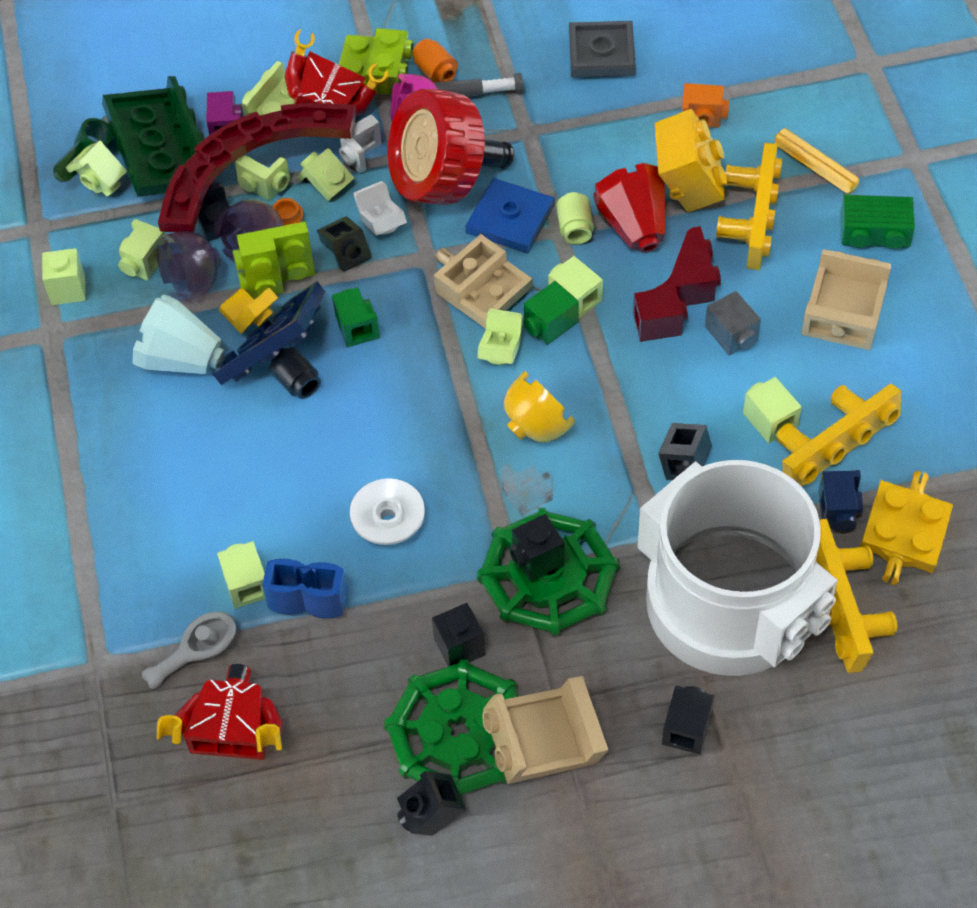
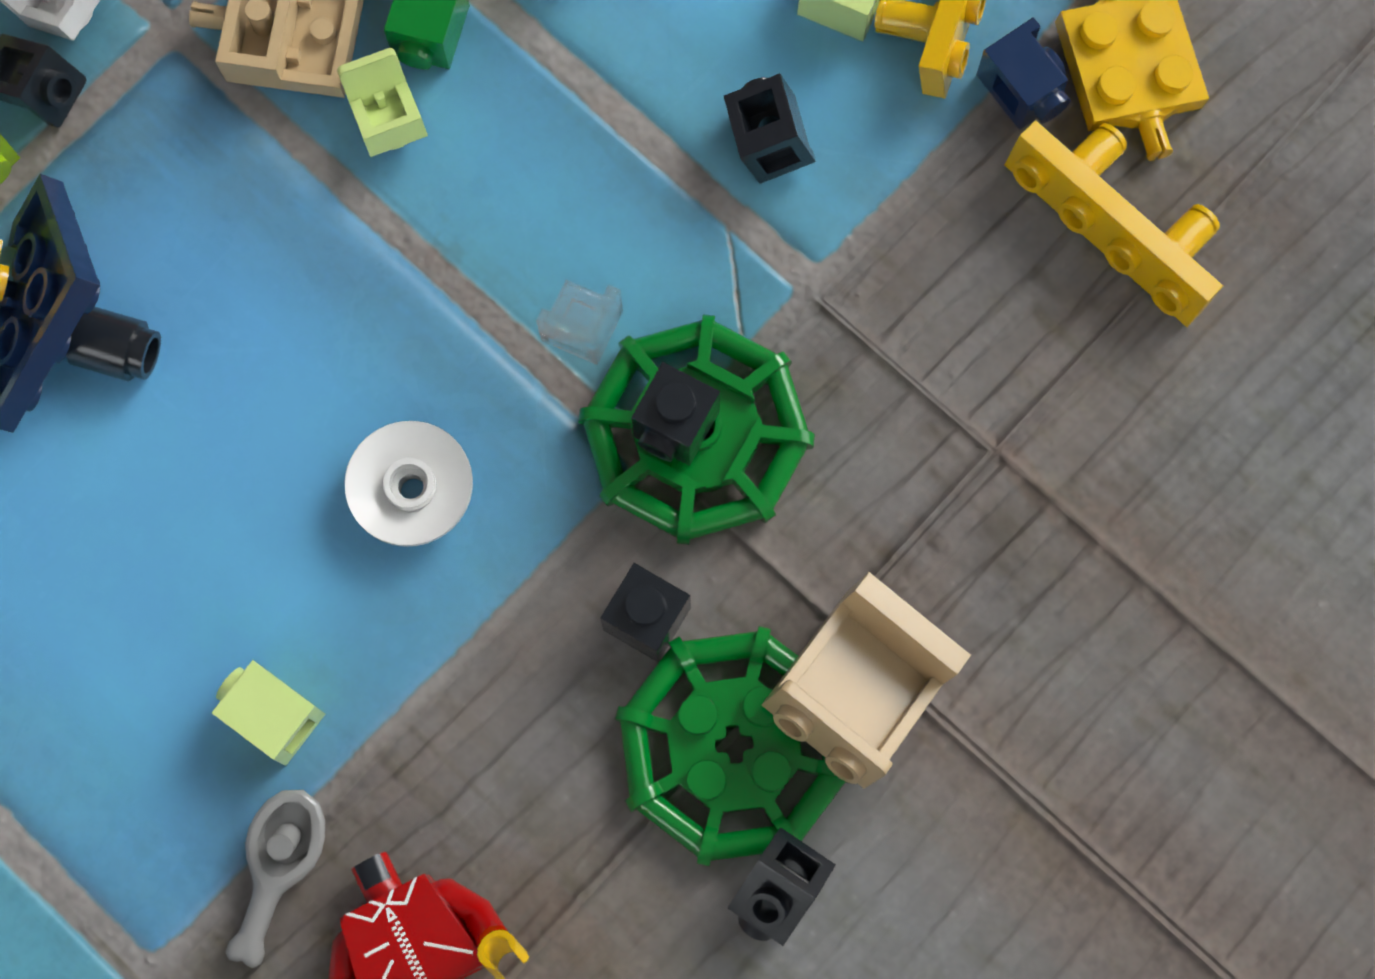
camera: 35 degrees left, 20 degrees up
(302, 588) = (364, 690): blue brick -> none
(355, 317) = (137, 196): green brick -> none
(534, 411) = (516, 196): yellow cylinder -> none
(688, 719) = (1035, 532): black brick -> none
(721, 627) = (1033, 174): white cylinder -> none

